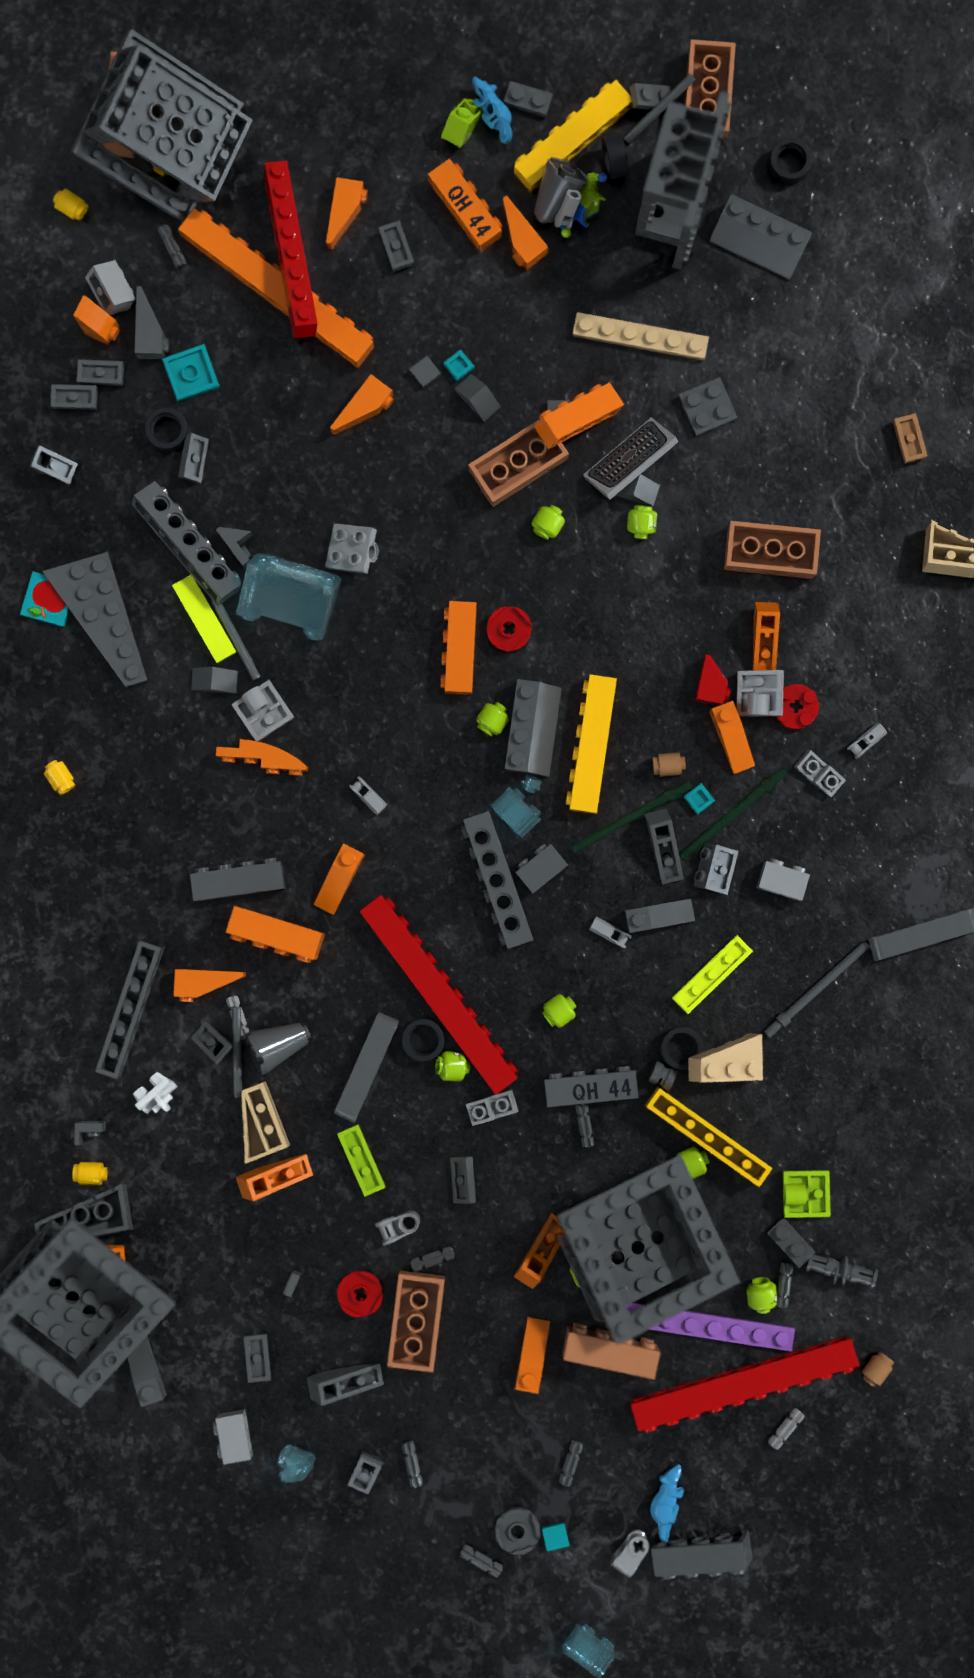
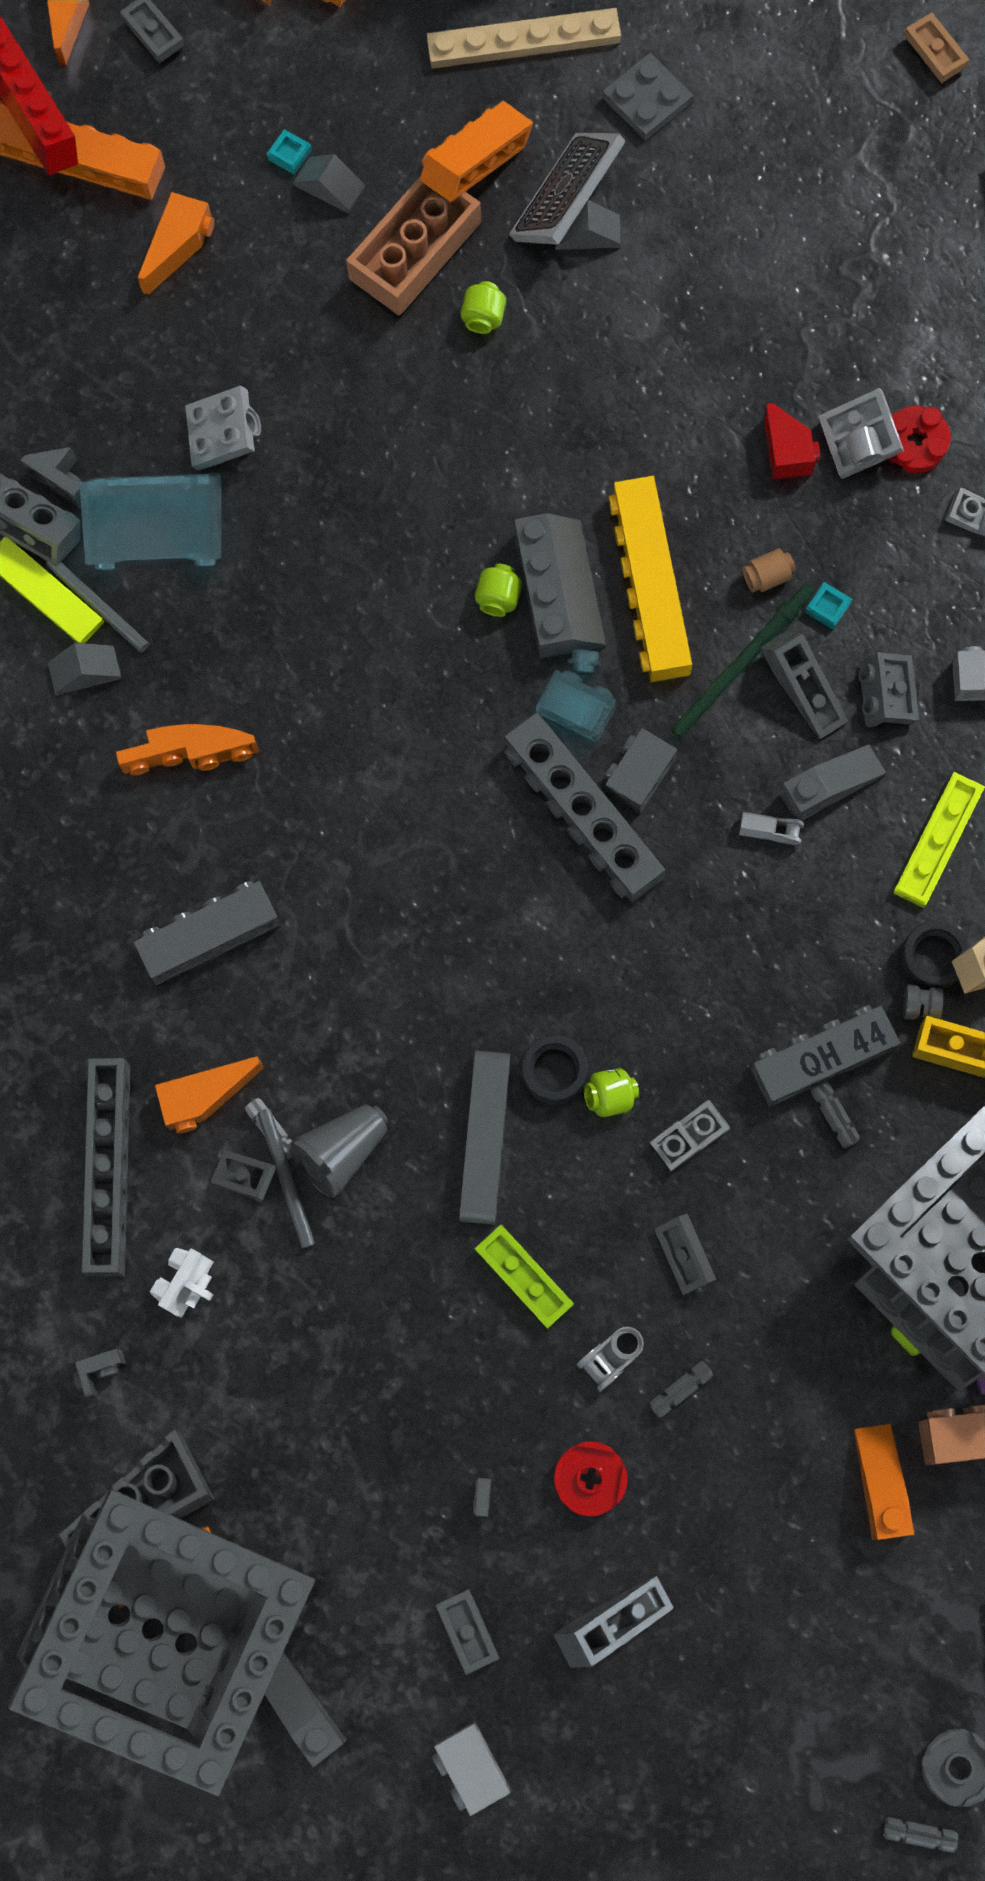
camera: 15 degrees left, 10 degrees down
(89, 1173) = (121, 1434): yellow brick -> none
(262, 710) = (166, 685): light grey plate -> none
(262, 1123) = (357, 1270): tan wedge -> none
(273, 1177) = (401, 1345): orange slope -> none
(276, 933) = (286, 985): orange piece -> none
(296, 1463) = (581, 1777): clear light blue piece -> none
(339, 878) = (353, 880): orange slope -> none
(365, 1472) = (694, 1754): dark grey slope -> none
(371, 798) = (360, 756): light grey bar -> none
(412, 1464) = (760, 1717): dark grey axle -> none
(416, 1321) = (690, 1489): nougat brick -> none
(425, 372) = (245, 173): dark grey tile -> none
(438, 994) = (556, 996): red brick -> none
(460, 647) = (419, 511): orange brick -> none
(496, 629) = (480, 483): red plate -> none
(540, 1253) = (840, 1323): orange slope -> none
(559, 1010) = (738, 960): lime head -> none
(642, 521) = (612, 265): lime head -> none
(732, 736) = (843, 503): orange slope -> none
(765, 635) = (838, 355): orange slope -> none
(767, 785) = (916, 557): clear green bar -> none
(772, 549) = (805, 241): nougat brick -> none

